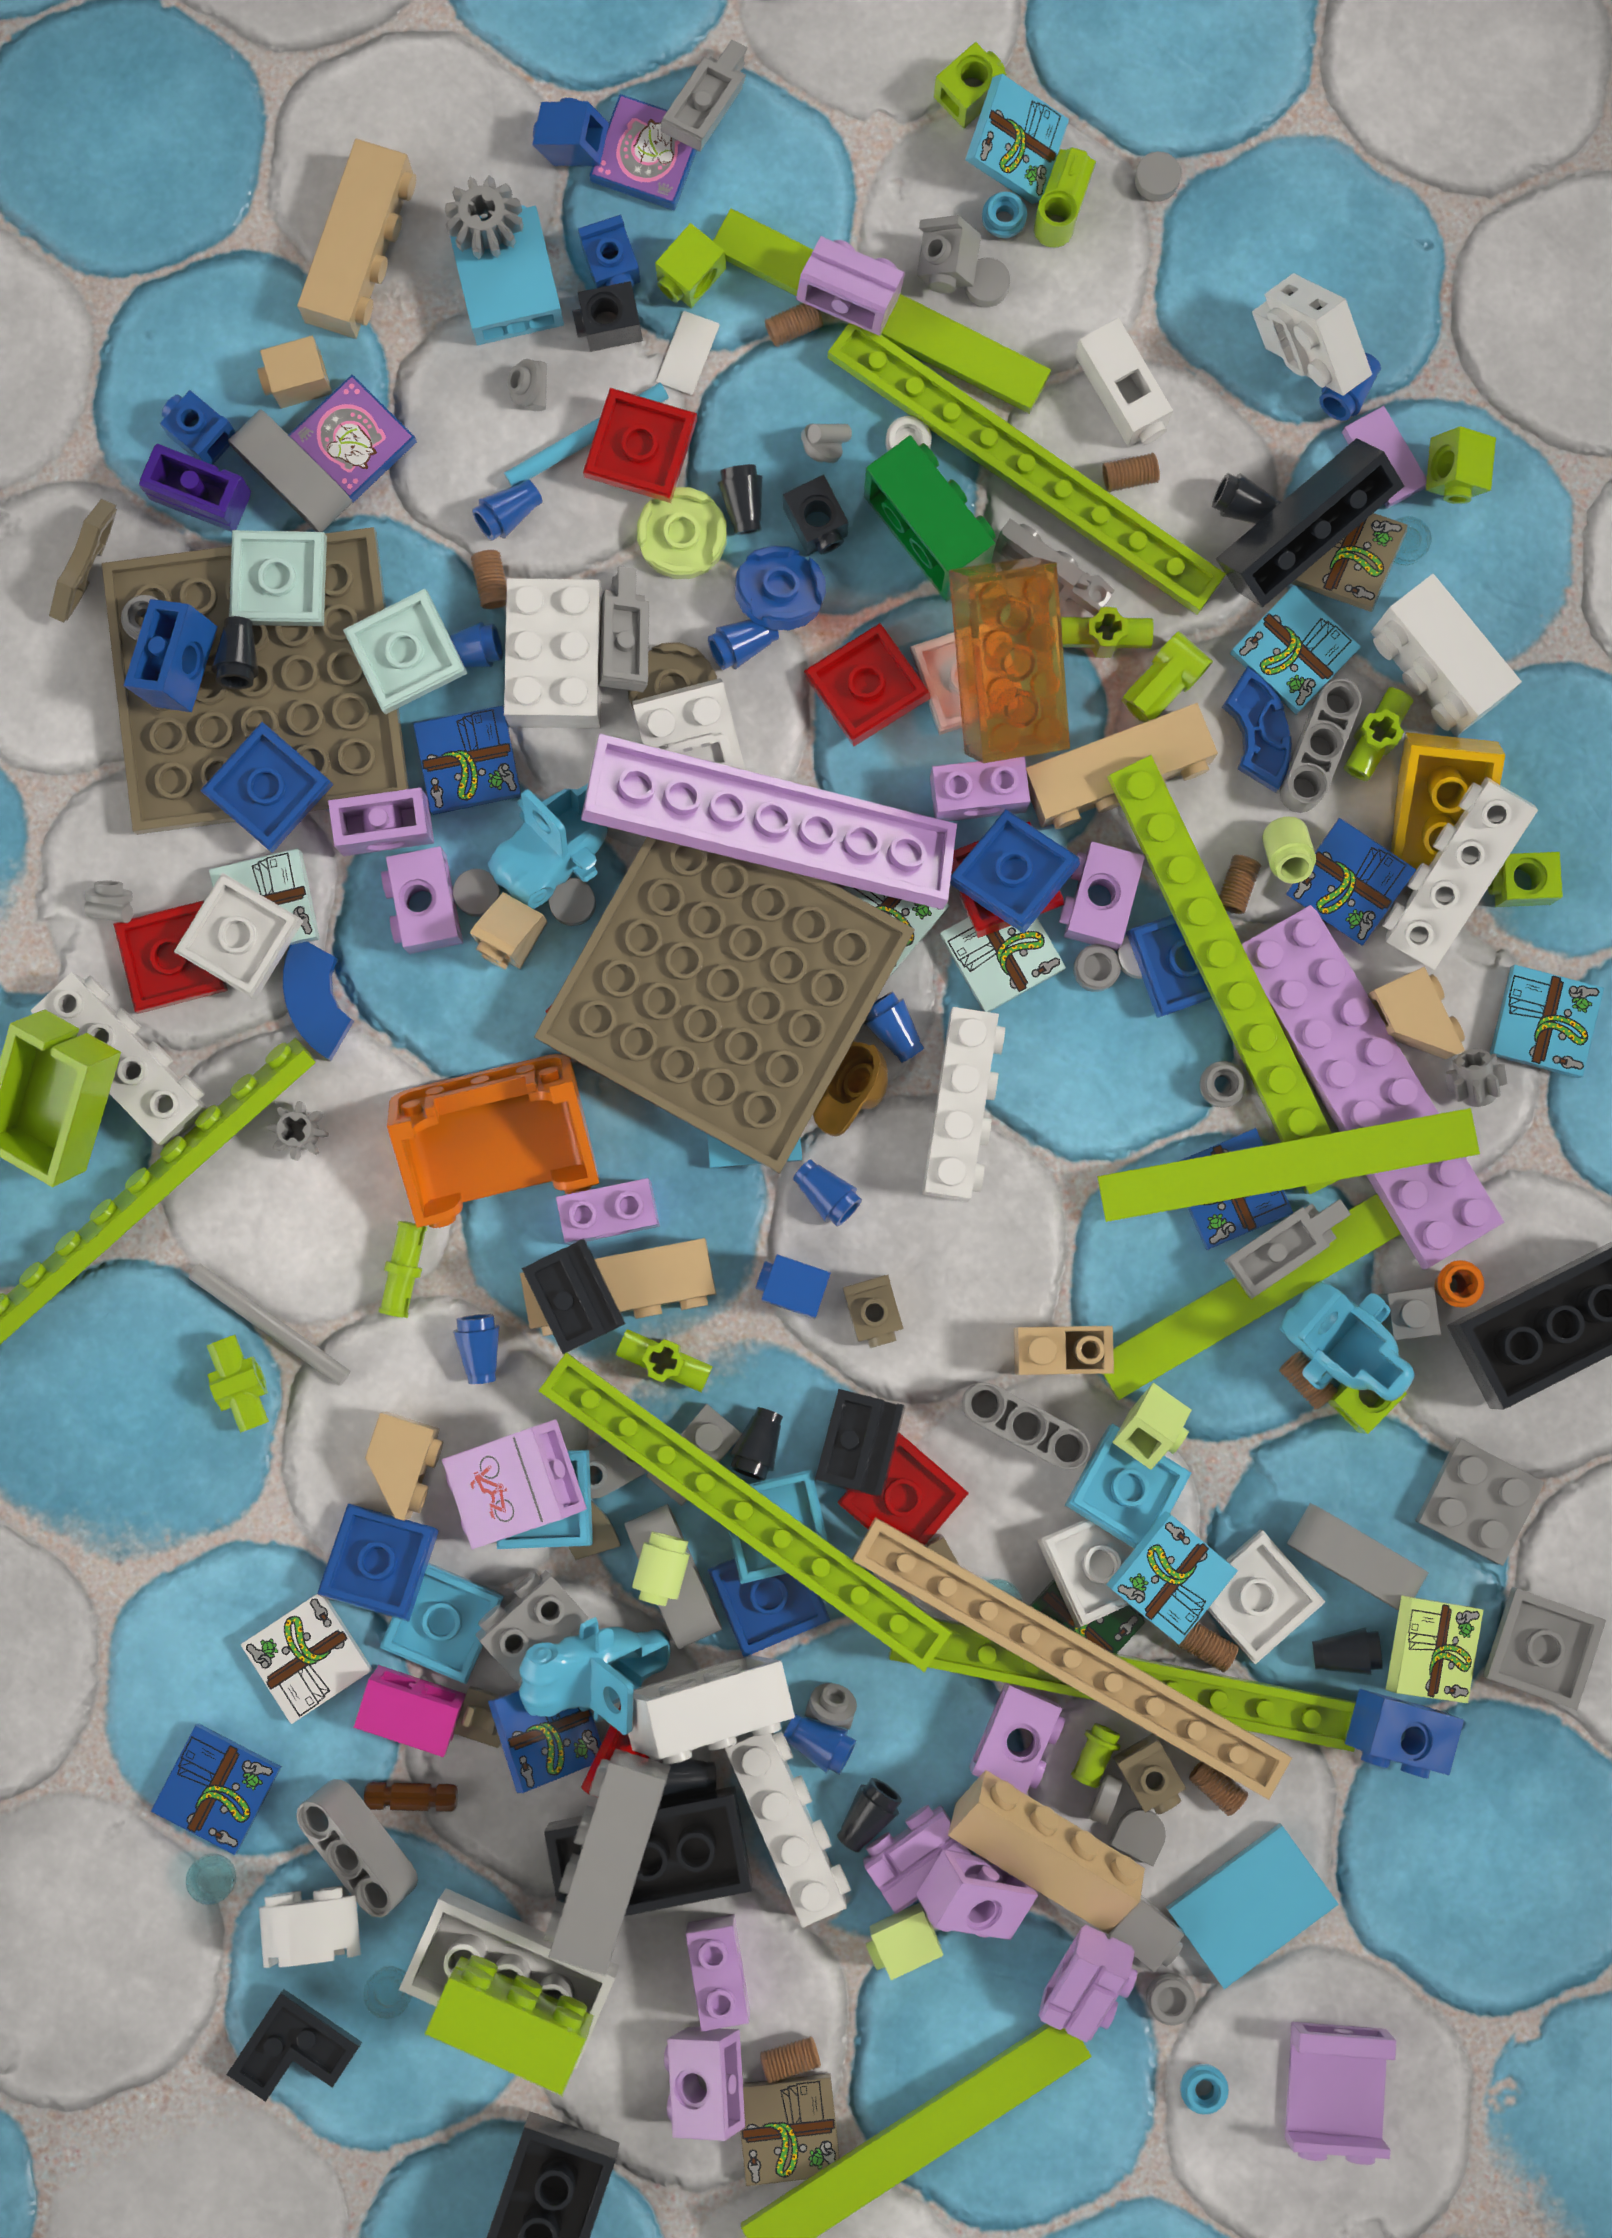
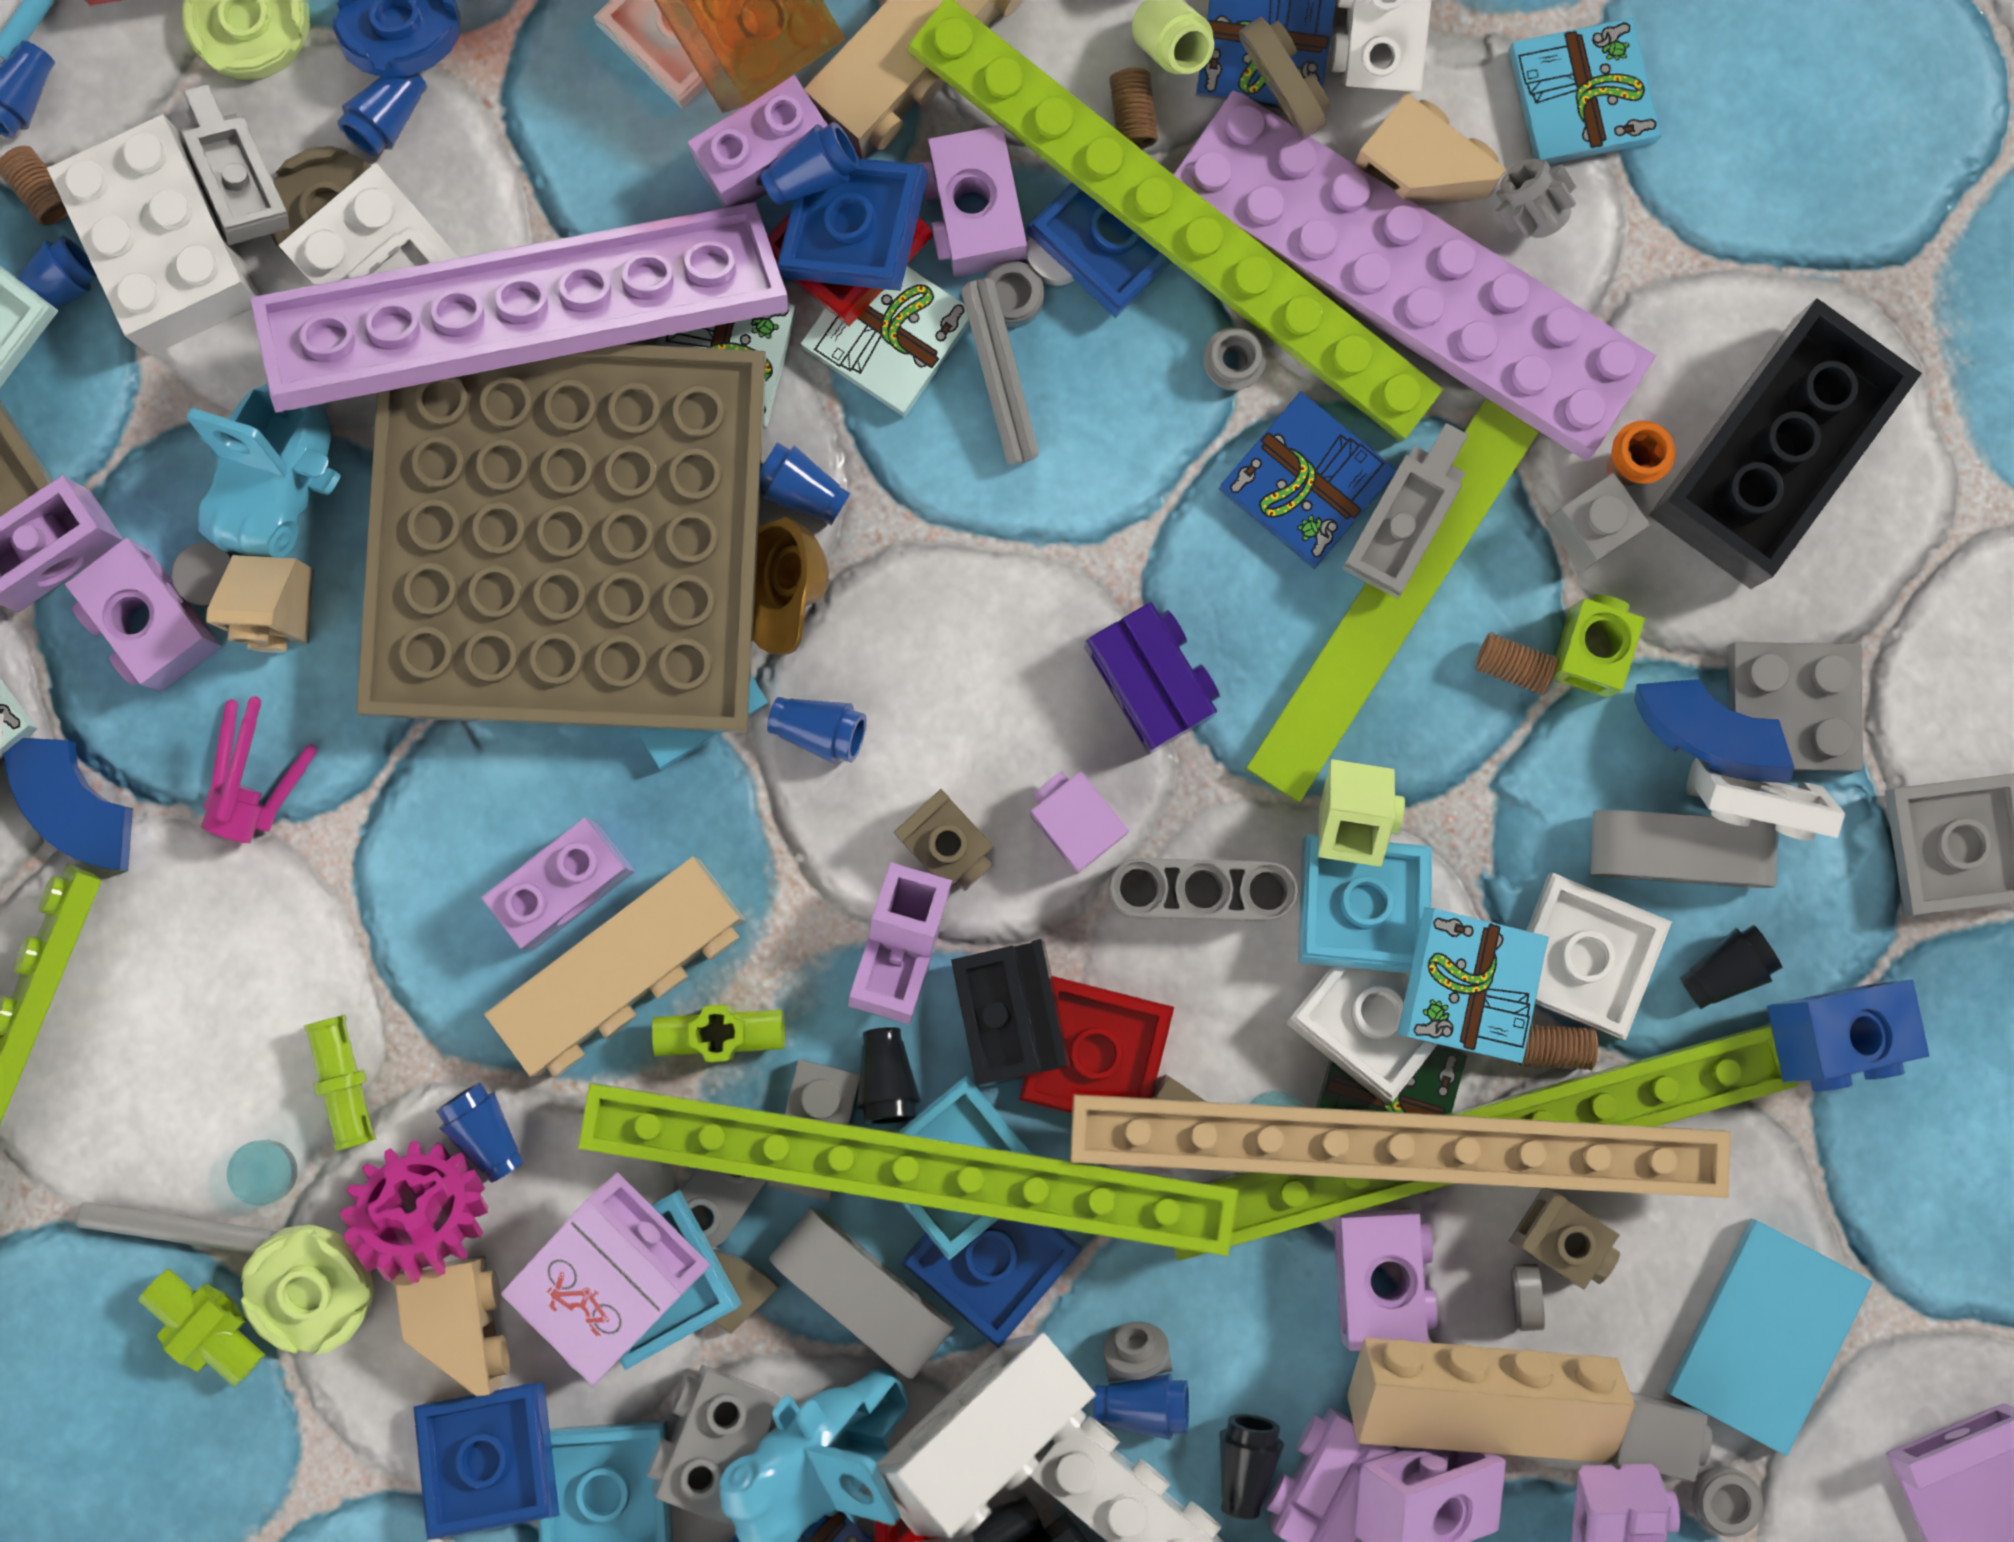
camera: 25 degrees left, 0 degrees up
(285, 1130) = (138, 966): light grey gear -> none
(316, 1393) = (306, 1290): none -> yellowish green tile
(323, 1302) = (262, 1172): none -> clear light blue tile
(390, 1384) = (414, 1212): none -> dark pink gear
(421, 1054) = (232, 807): none -> dark pink plant
(467, 760) = (114, 419): blue tile -> none
(490, 1136) = (366, 867): orange windscreen -> none
(573, 902) = (331, 529): light grey tile -> none
(573, 1296) = (562, 1009): black plate -> none
(661, 1568) = (839, 1292): yellowish green brick -> none
(793, 1285) = (830, 860): blue brick -> none
(811, 1362) = (900, 943): none -> lavender brick
(867, 684) = (562, 88): red tile -> none
(961, 1103) = (928, 538): white brick -> none
(966, 1338) = (1076, 819): none -> lavender brick
(1006, 822) = (811, 165): none -> blue cone
(1062, 1017) = (1000, 371): none -> light grey axle
(1062, 1269) = (1152, 676): none -> dark purple brick
(1063, 1350) = (1202, 774): tan slope -> none
(1095, 1755) = (1488, 1249): lime pin -> none
(1139, 1835) = (1590, 1320): light grey tile -> none
(1230, 1803) = (1680, 1215): medium nougat piece -> none
(1288, 1165) = (1363, 412): lime tile -> none
(1347, 1342) = (1542, 590): medium azure piece -> none
(1352, 936) = (1271, 53): none -> dark tan plate
(1412, 1544) = (1795, 810): none -> white plate
(1422, 1504) = (1732, 743): none -> blue tile
(1434, 1649) = (1832, 913): yellowish green tile -> none

